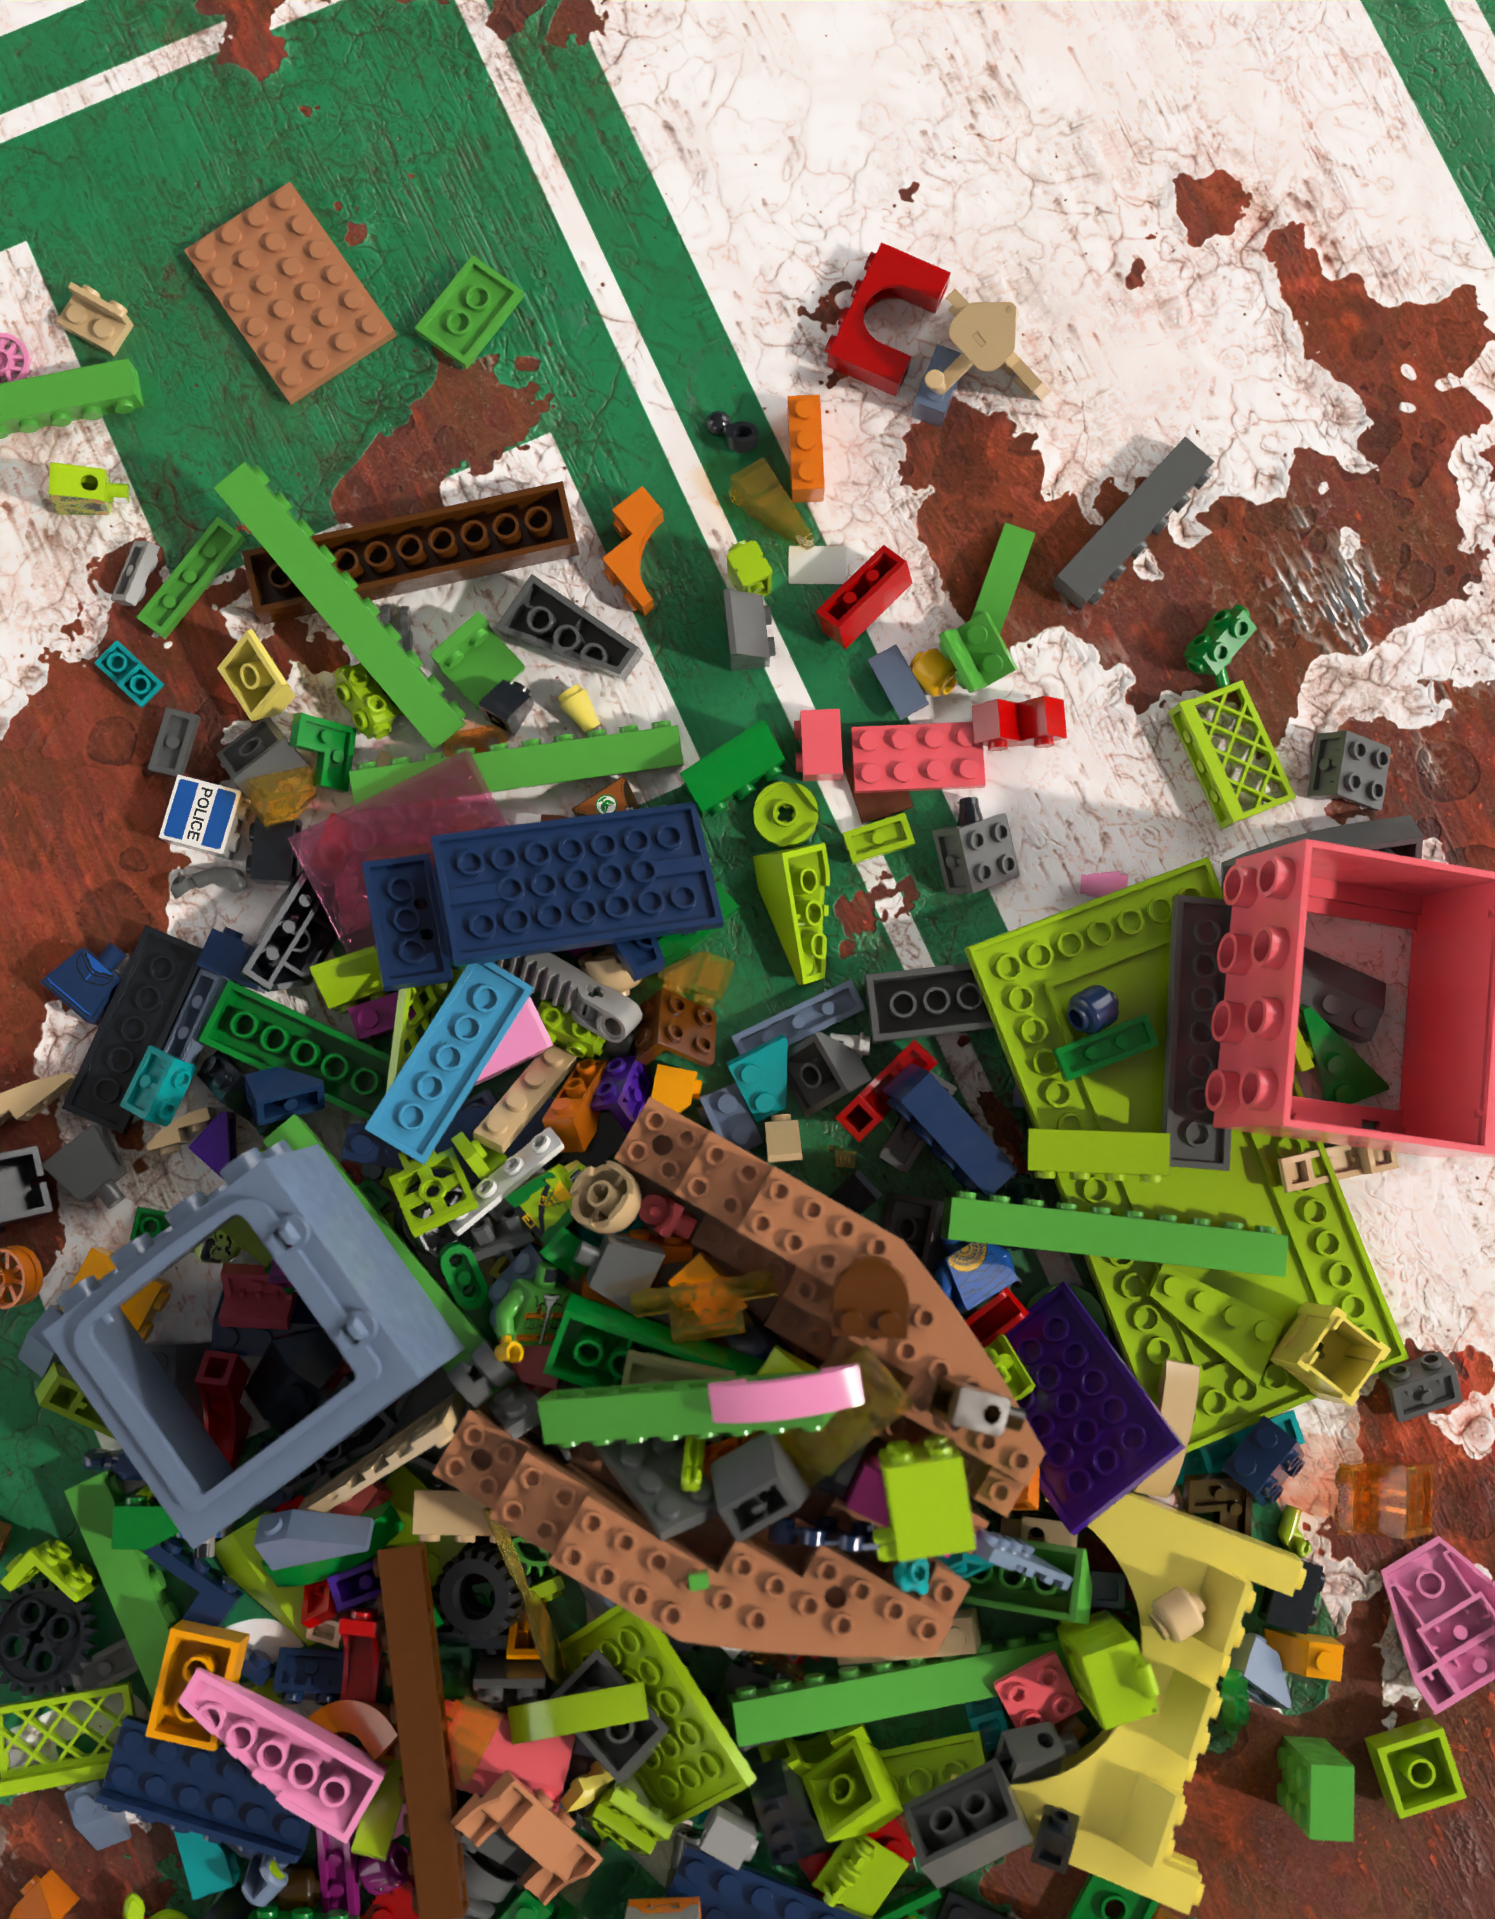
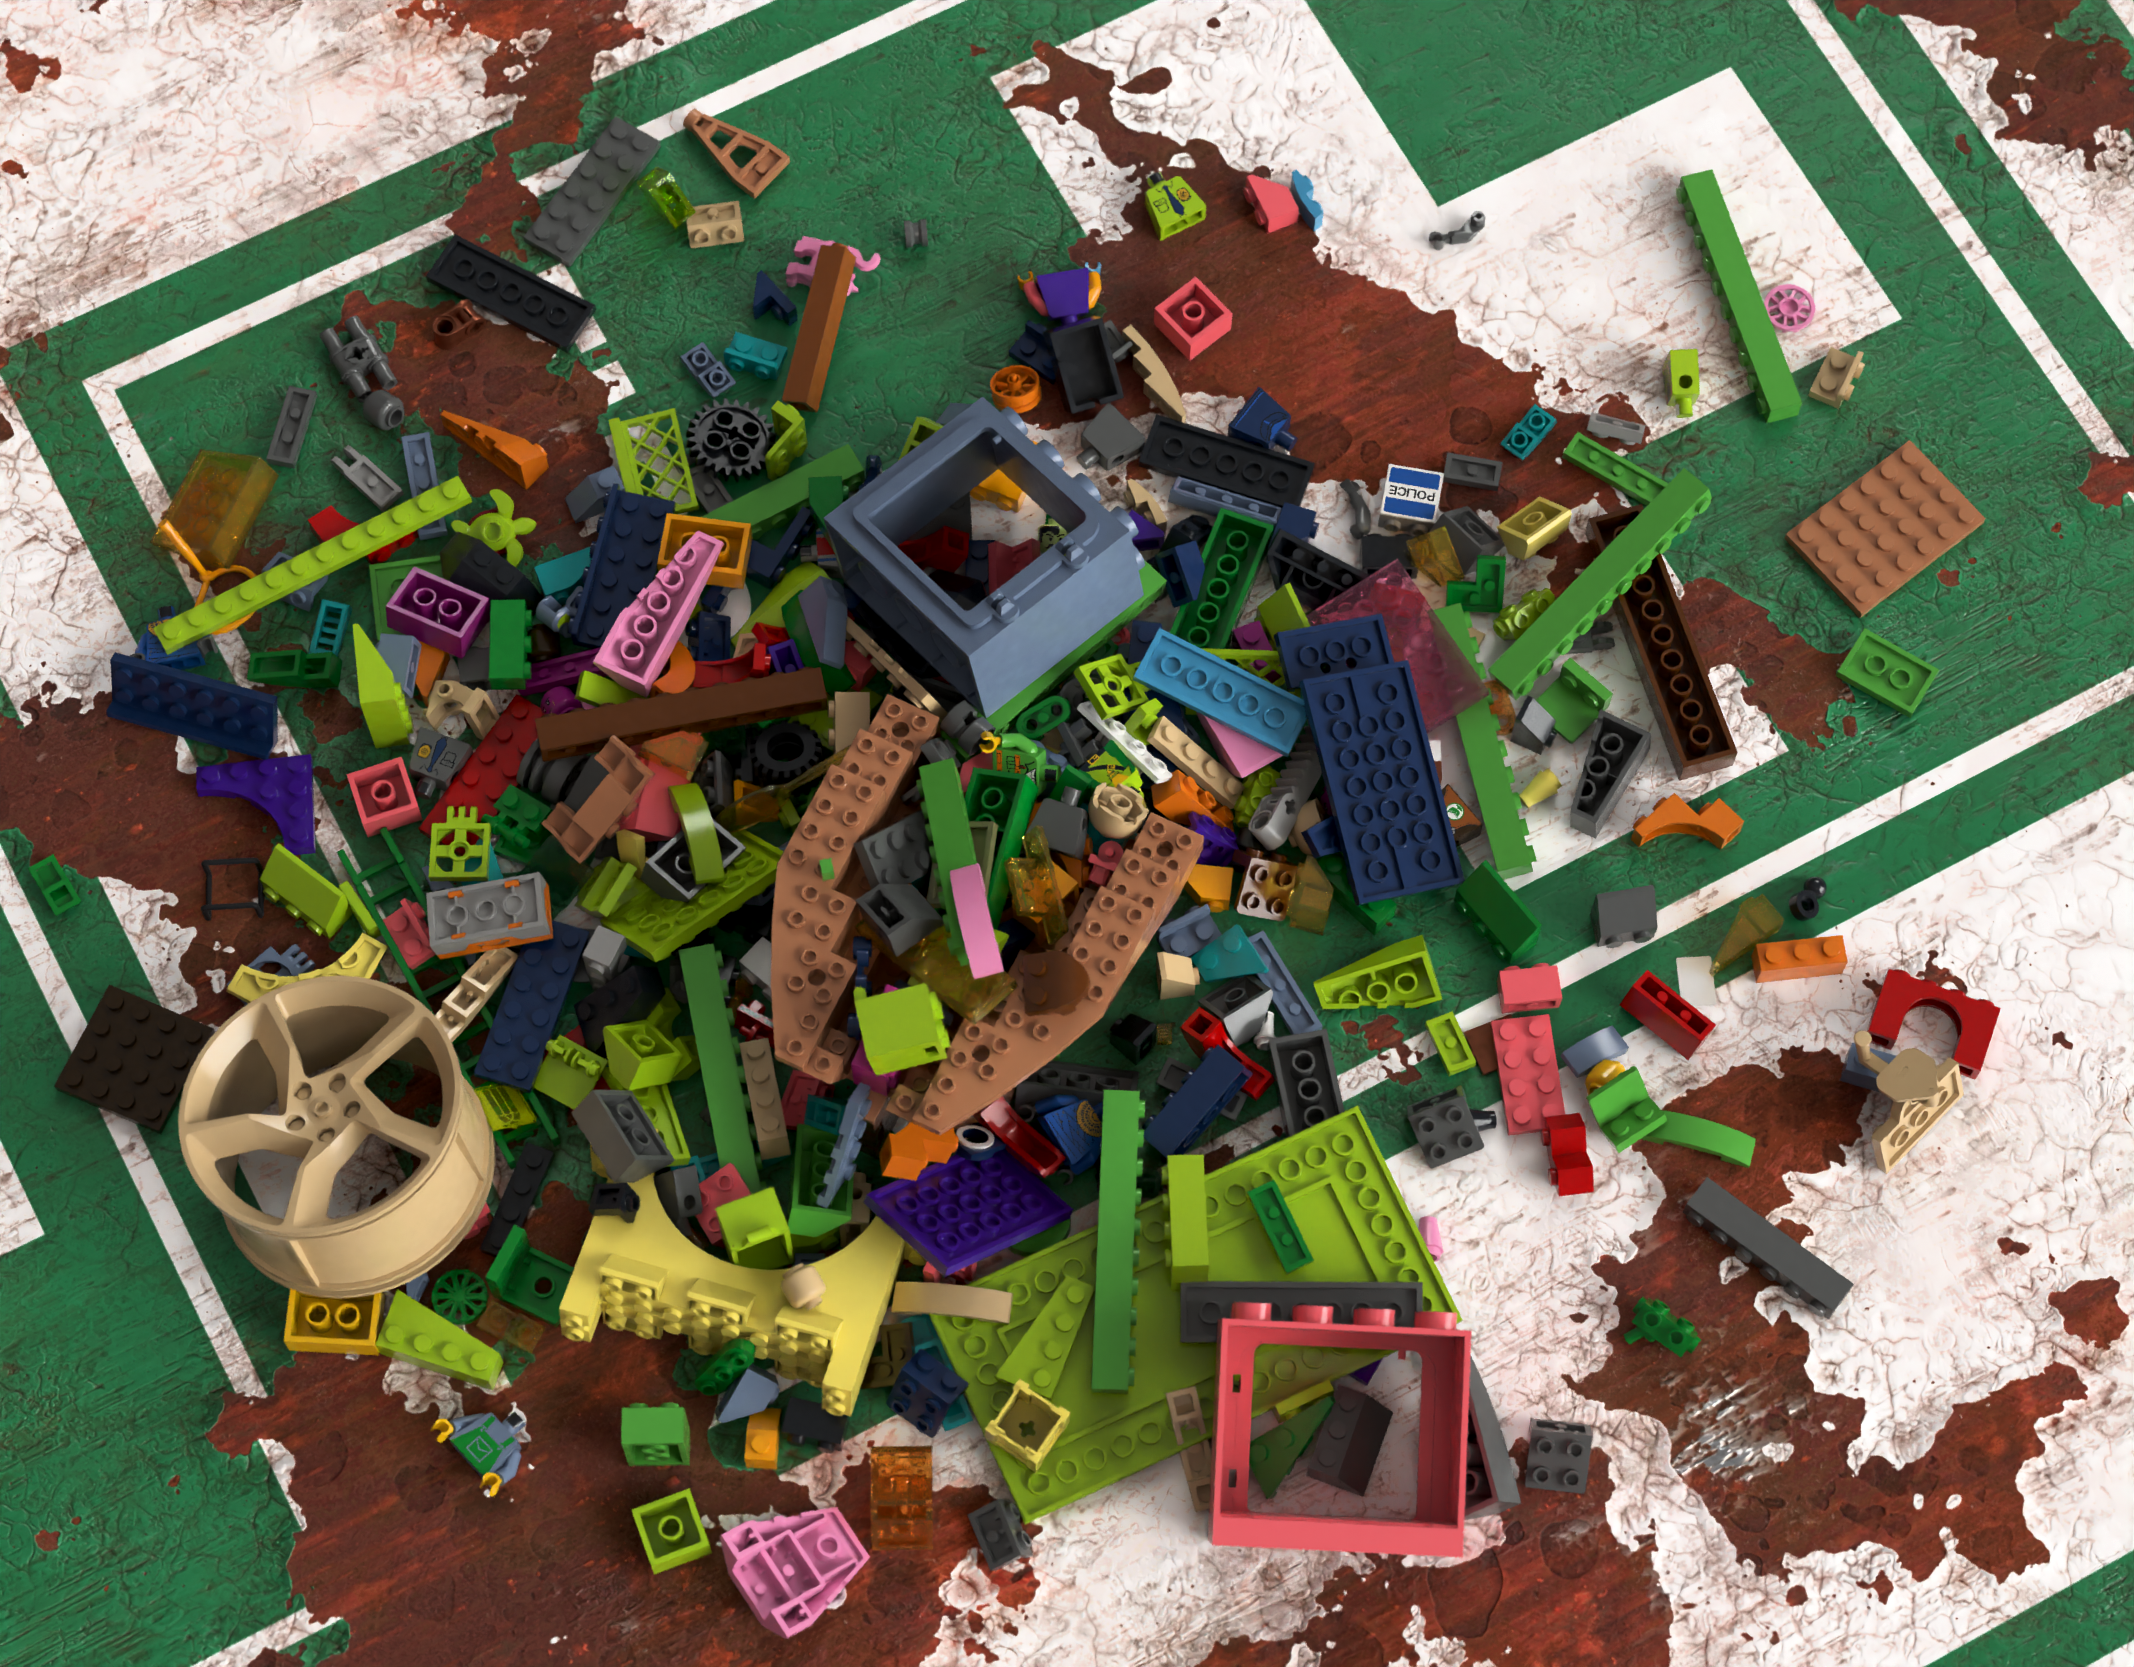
camera: 85 degrees right, 15 degrees down
(158, 1086) = (1180, 483): teal bracket -> none
(692, 1463) = (914, 874): lime axle -> none
(749, 569) = (1677, 914): lime brick -> none
(785, 795) = (1464, 981): lime plate -> none
(912, 1575) = (835, 1028): teal plate -> none
(974, 1407) = (975, 1050): torso -> none
(1010, 1367) = (993, 1157): lime hips -> none
(1093, 1009) = (1312, 1212): dark blue head -> none
(1206, 760) = (1550, 1324): lime fence -> none
(1290, 1534) = (865, 1425): lime arm -> none

